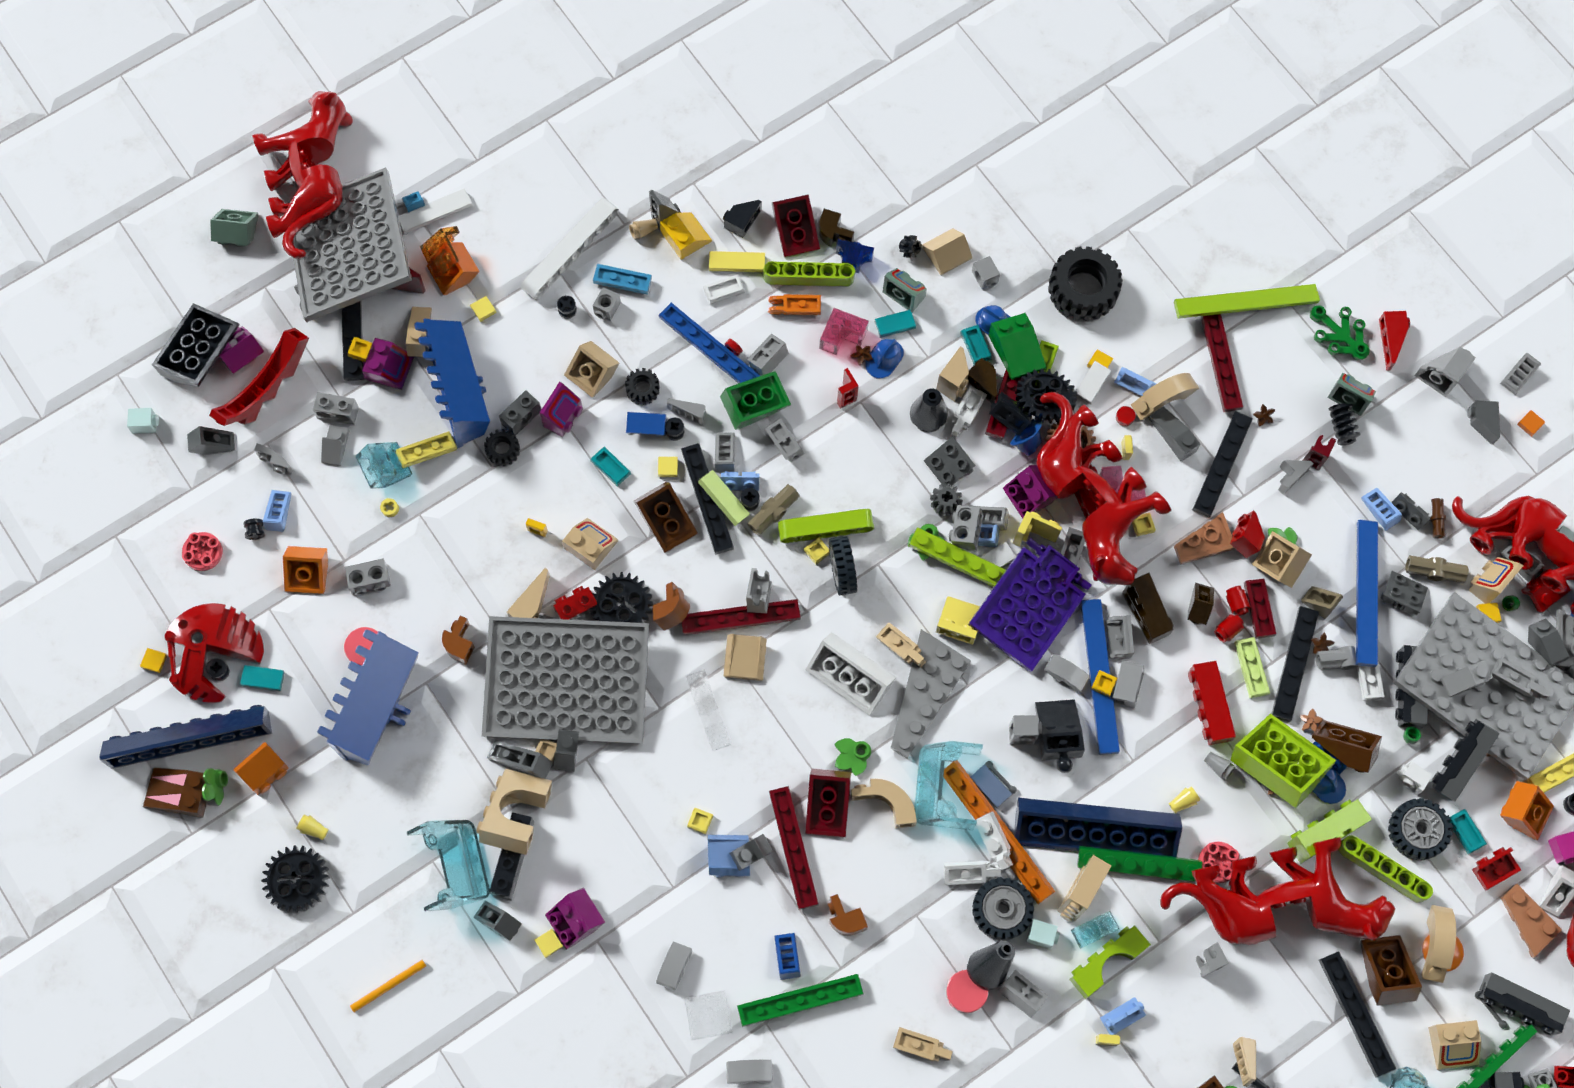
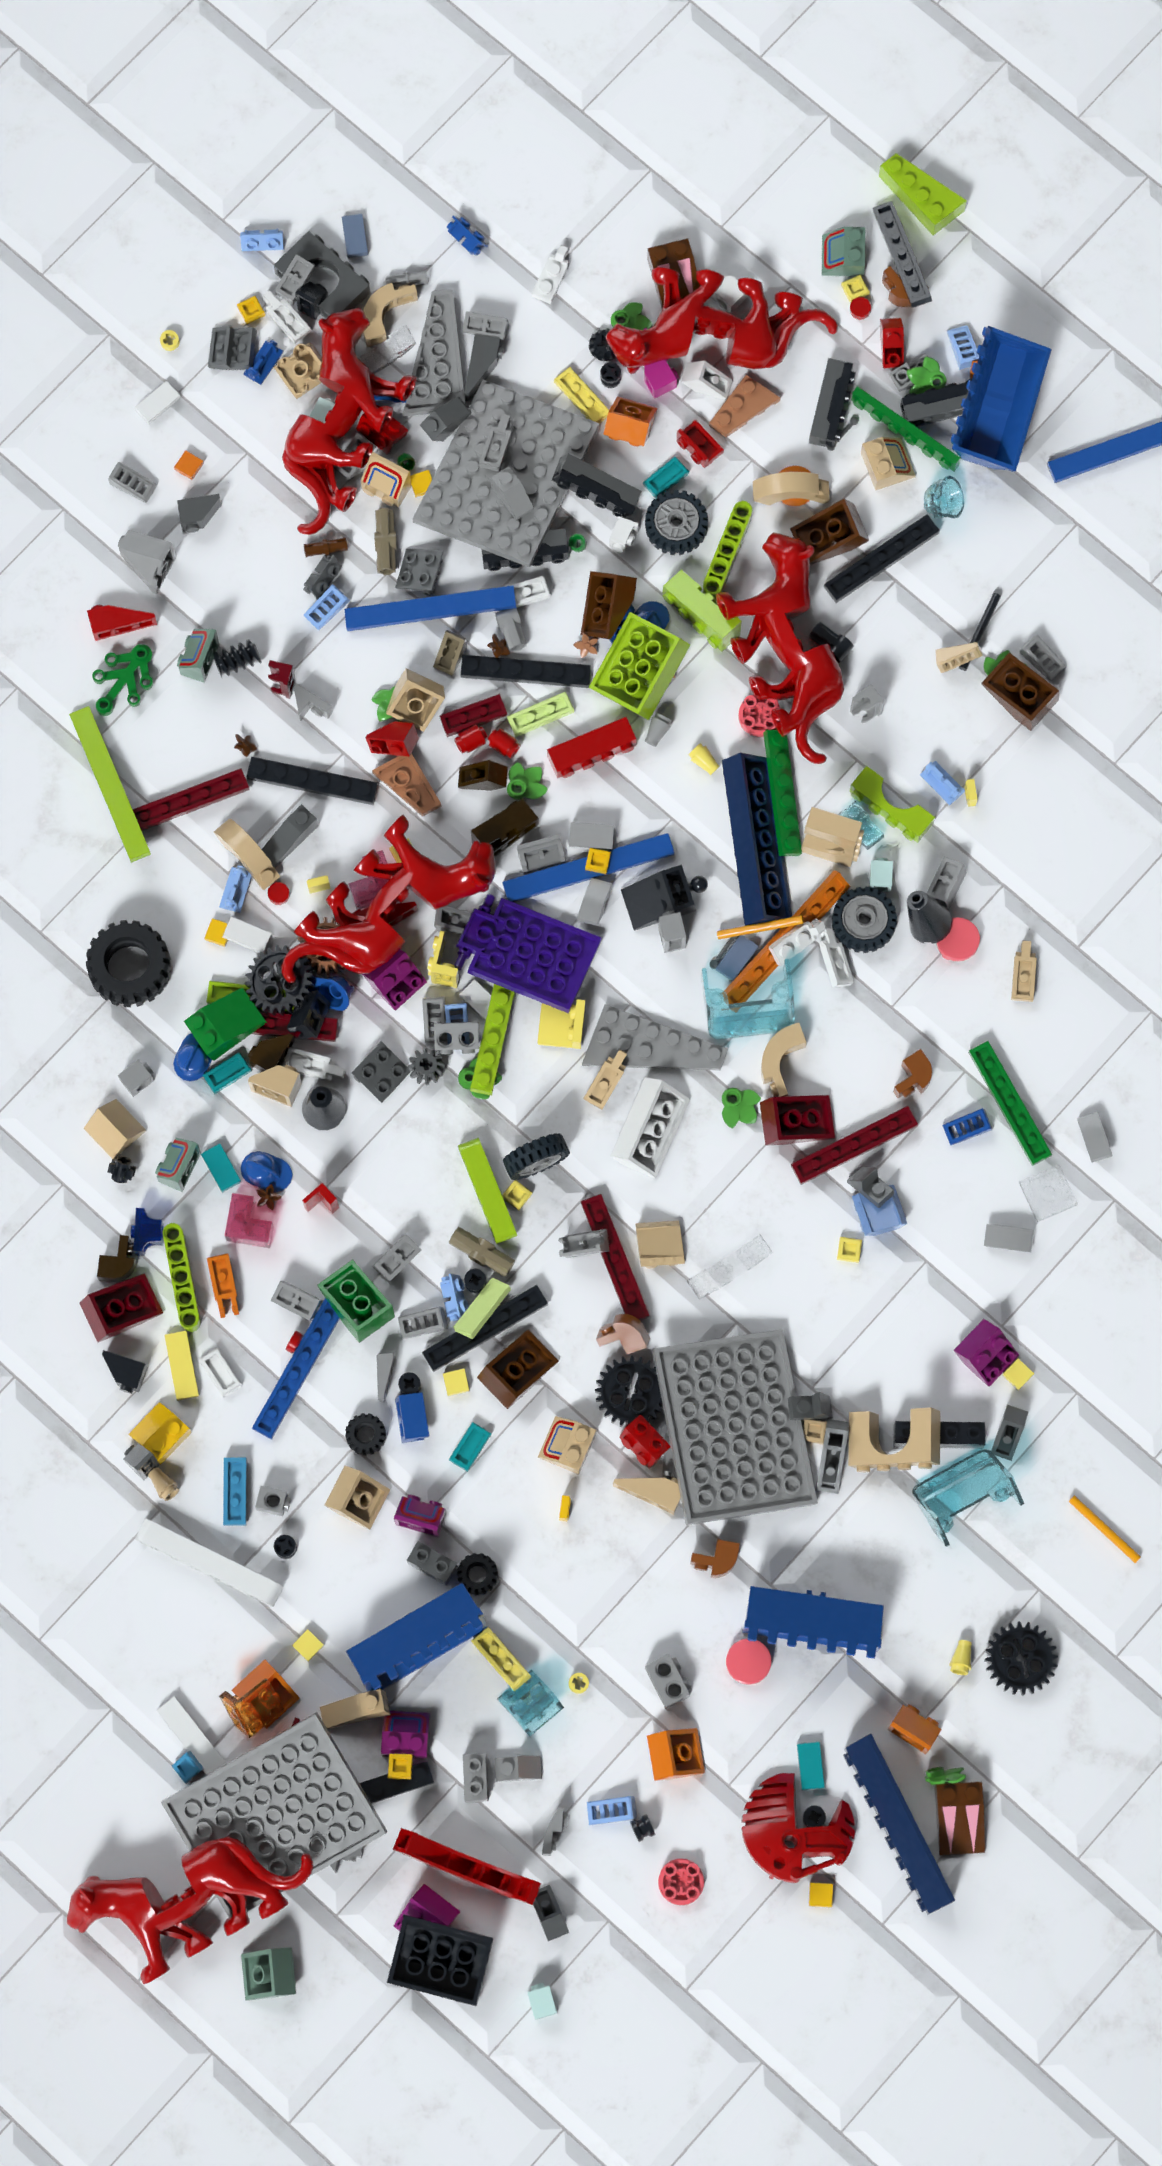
camera: 100 degrees left, 5 degrees up
(1013, 809) = (759, 927): none -> light orange bar
(1191, 642) = (527, 780): none -> bright green plate
(1276, 948) = (839, 643): none -> black piece

